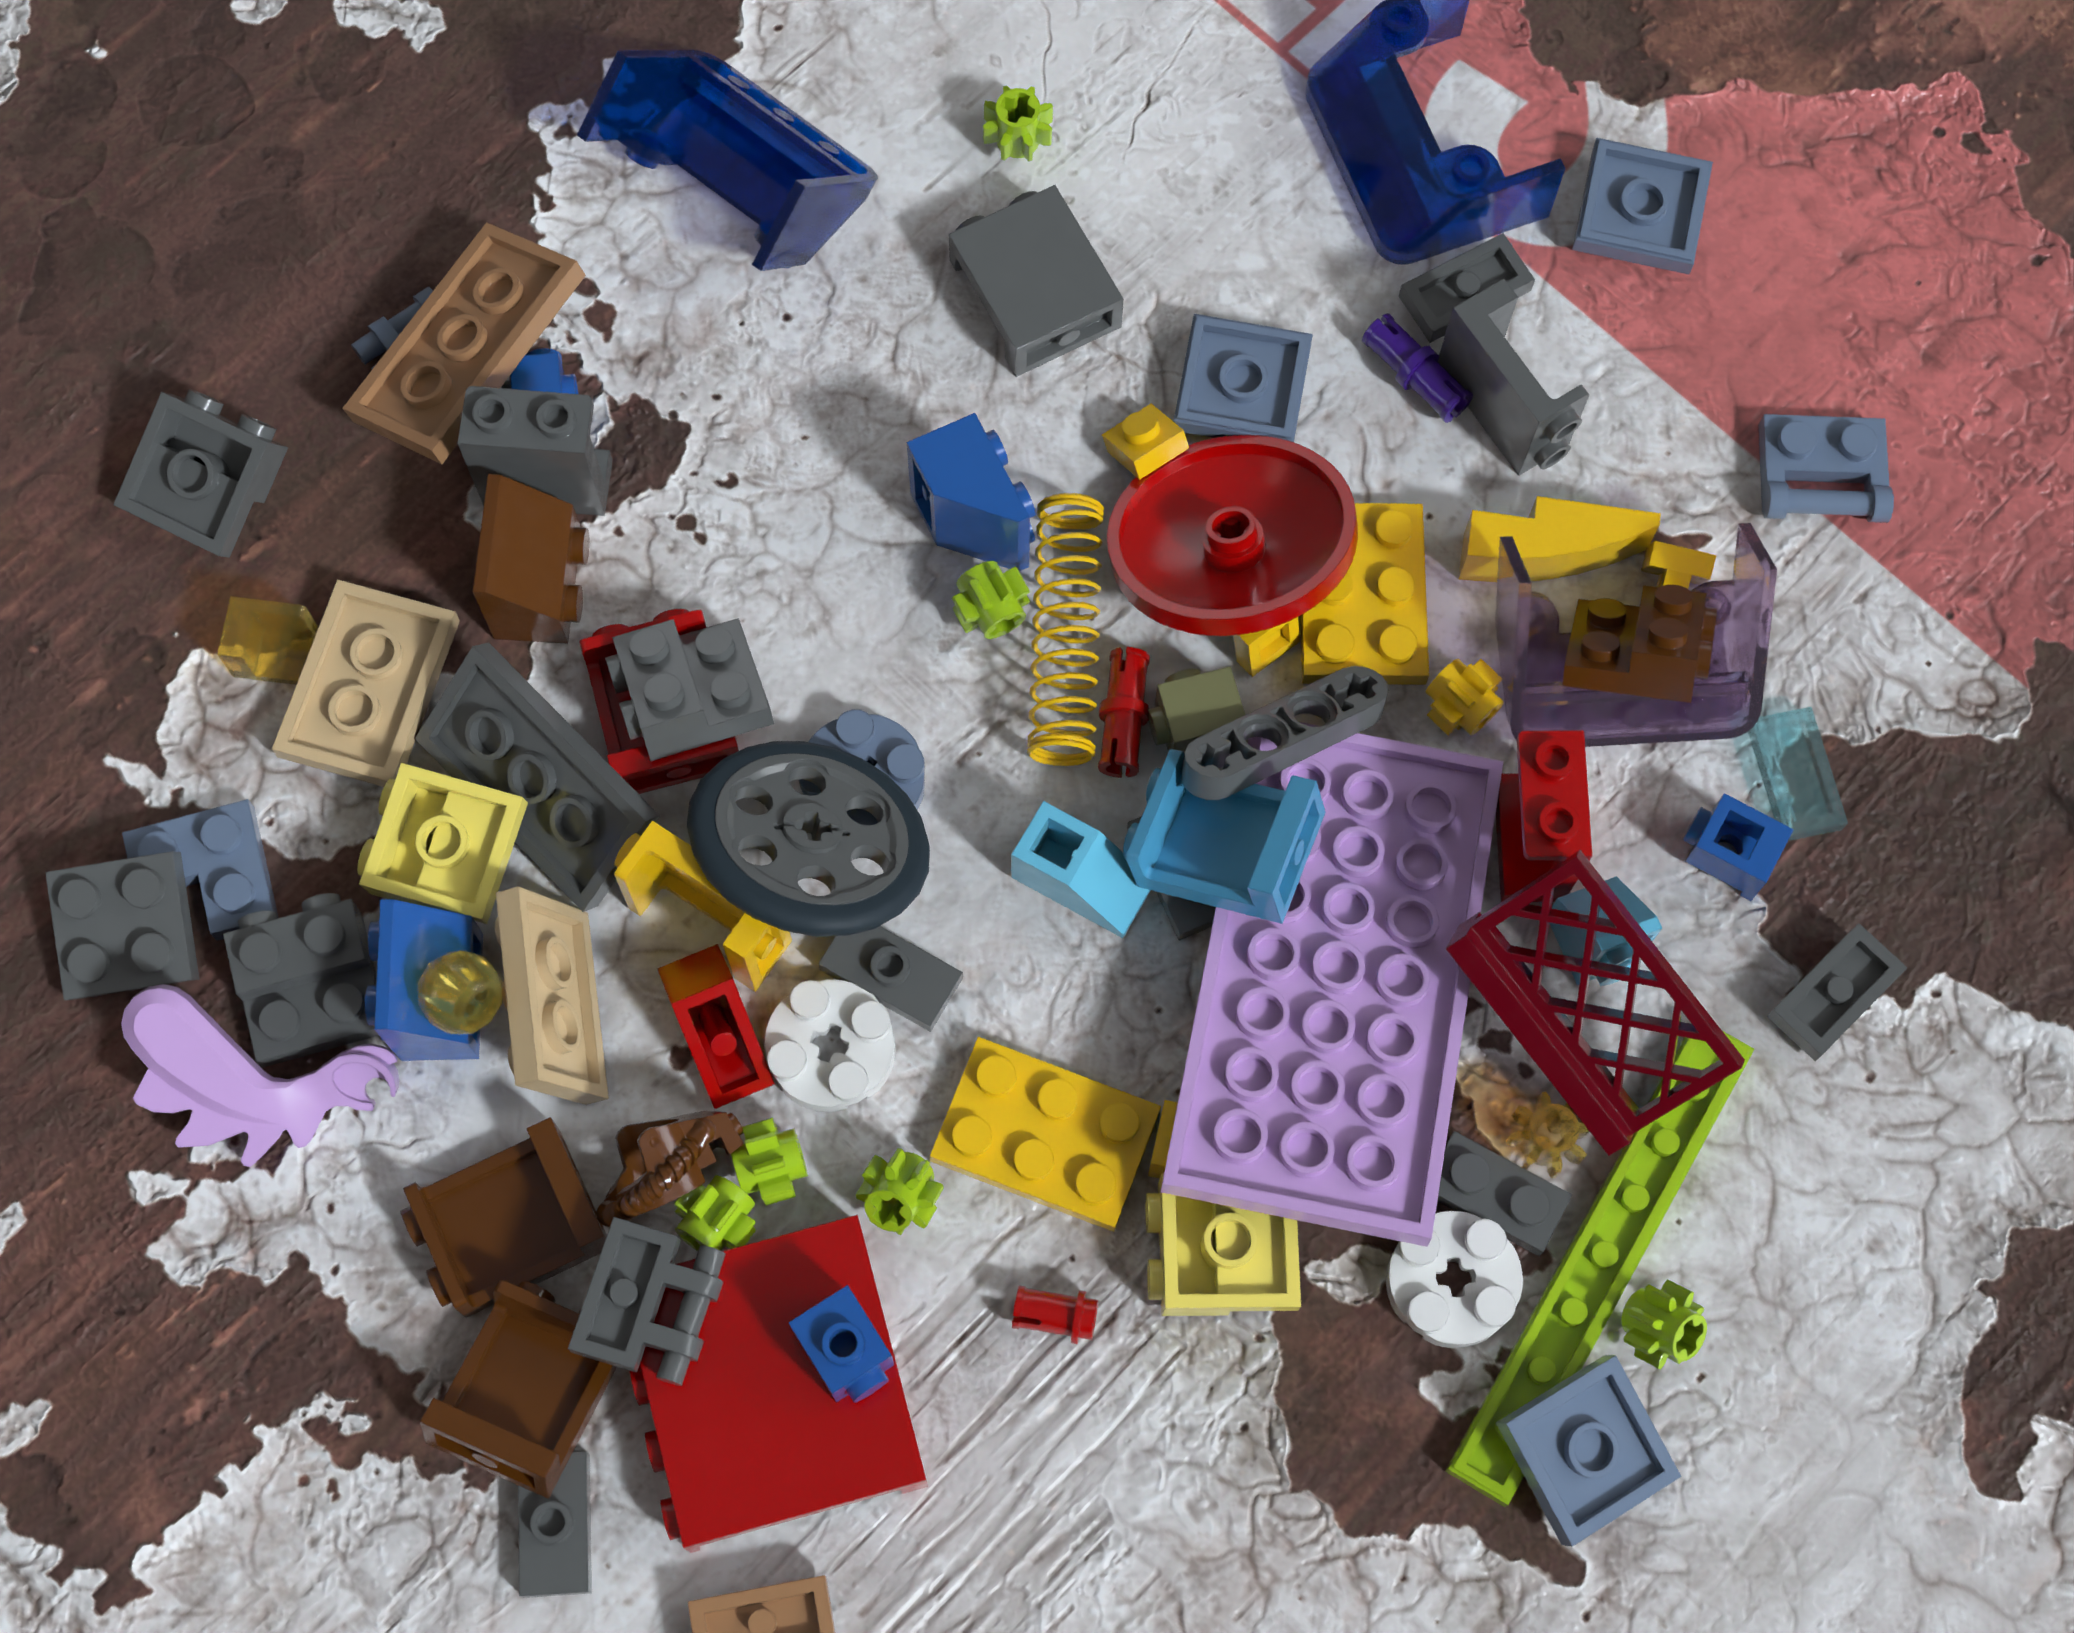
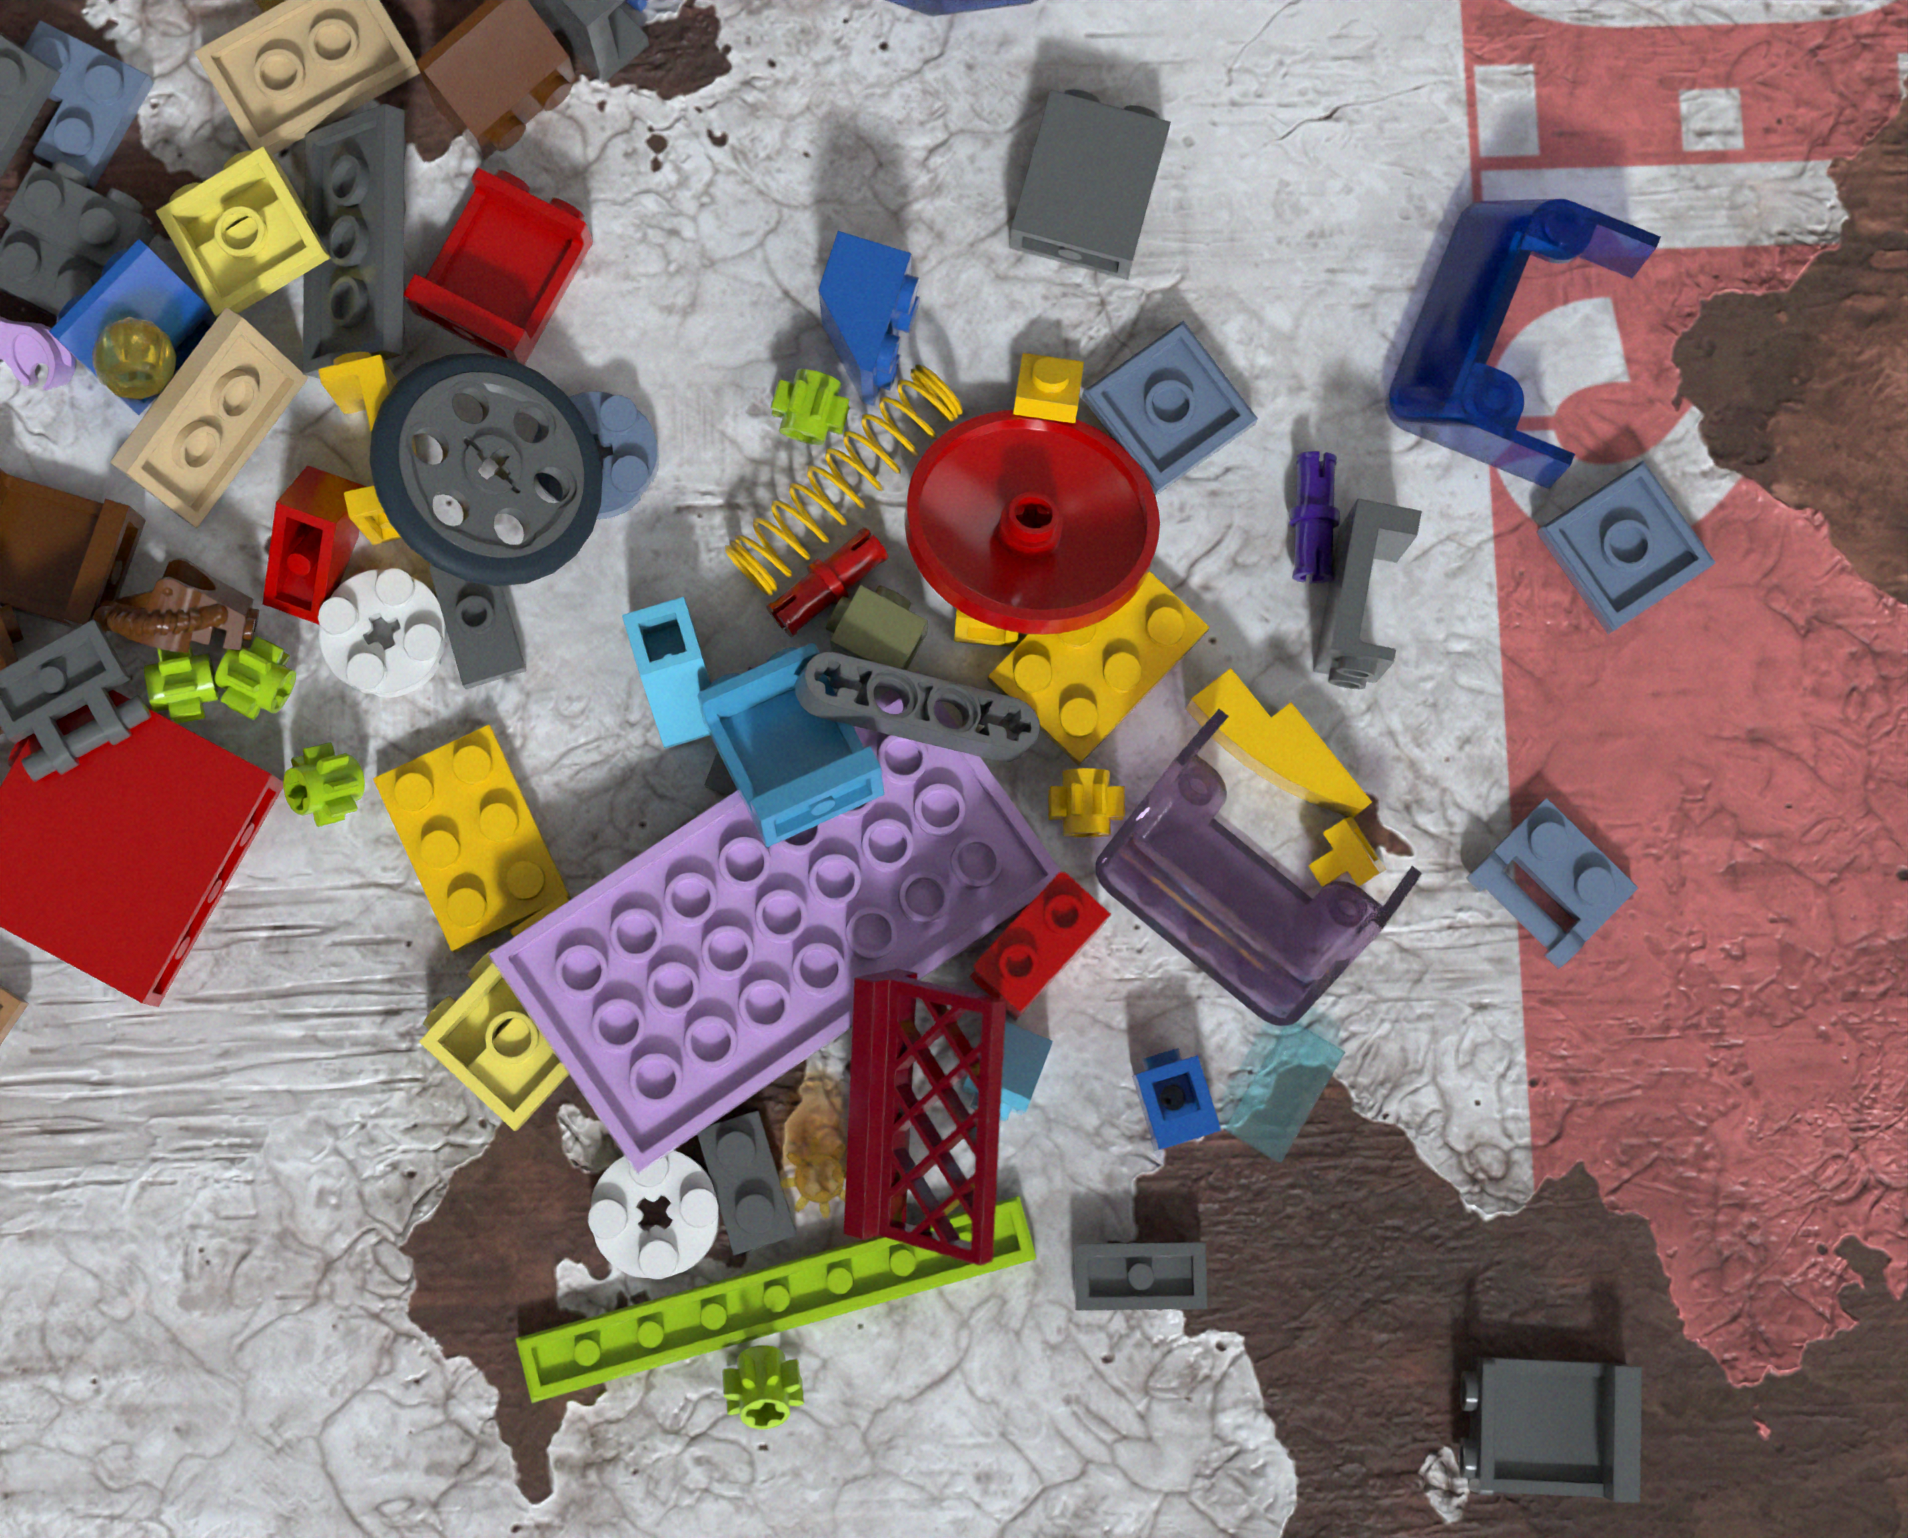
camera: 40 degrees right, 10 degrees up
(687, 686) = (519, 273): dark grey plate -> none
(843, 1346) = (163, 858): blue brick -> none
(1017, 123) = (1208, 30): lime gear -> none
(1055, 1313) = (353, 972): red pin -> none
(1437, 291) = (1441, 489): dark grey plate -> none
(1588, 1450) = (620, 1420): sand blue plate -> none
(1642, 648) = (1251, 887): reddish brown plate -> none

